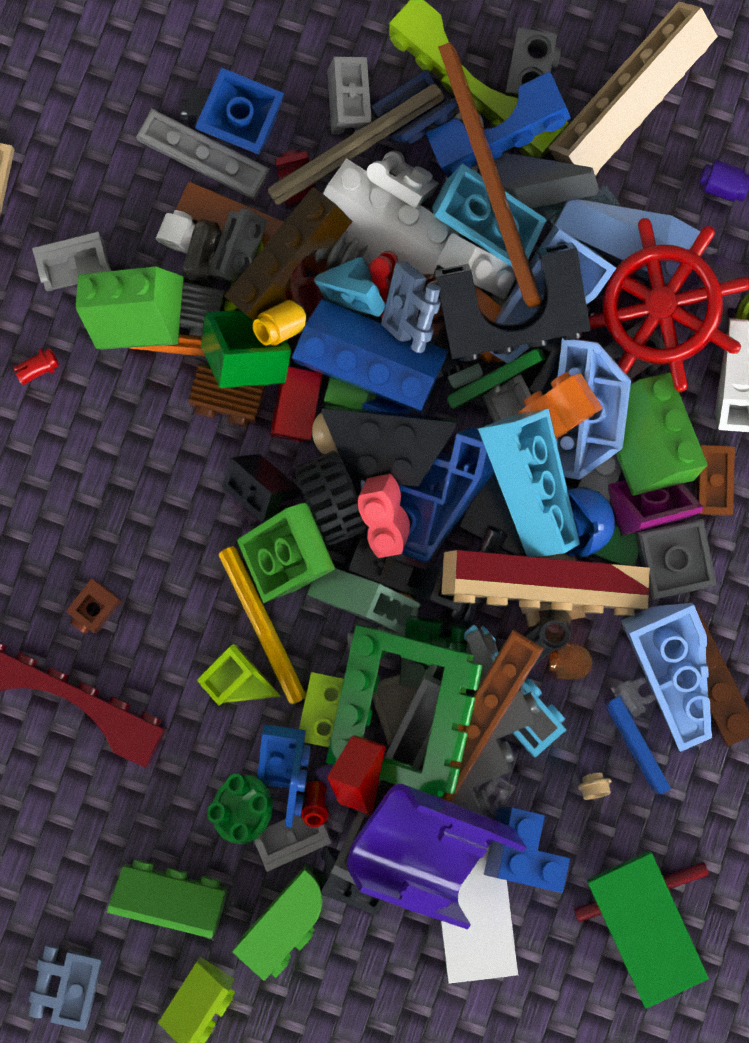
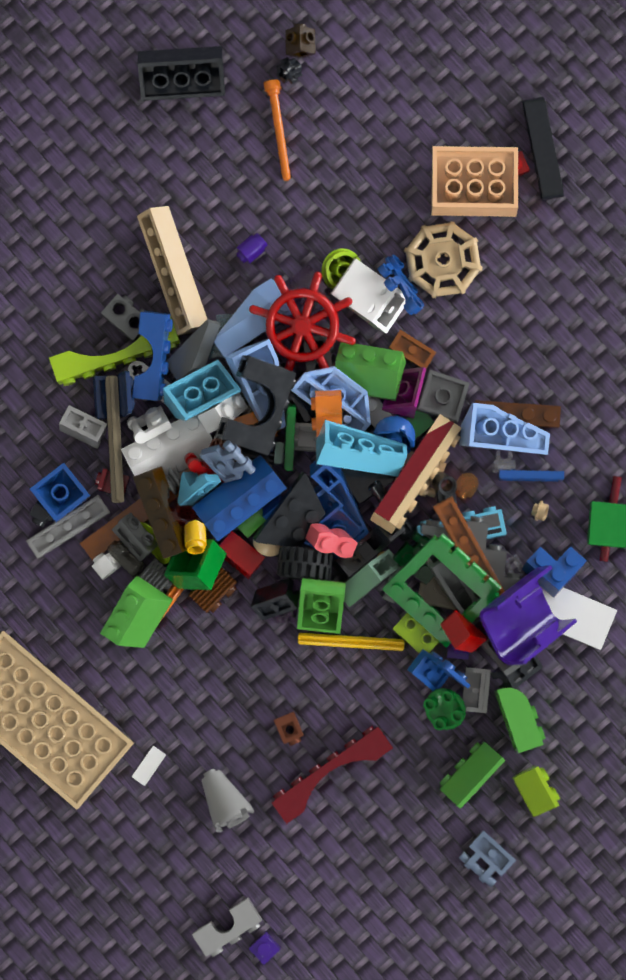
camera: 55 degrees left, 0 degrees up
(36, 366) = (135, 687): red pin -> none
(64, 260) = (88, 633): light grey hinge -> none
(235, 679) = (372, 673): lime slope -> none
(315, 810) = (468, 668): red pin -> none
(490, 176) = (179, 377): dark orange tile -> none

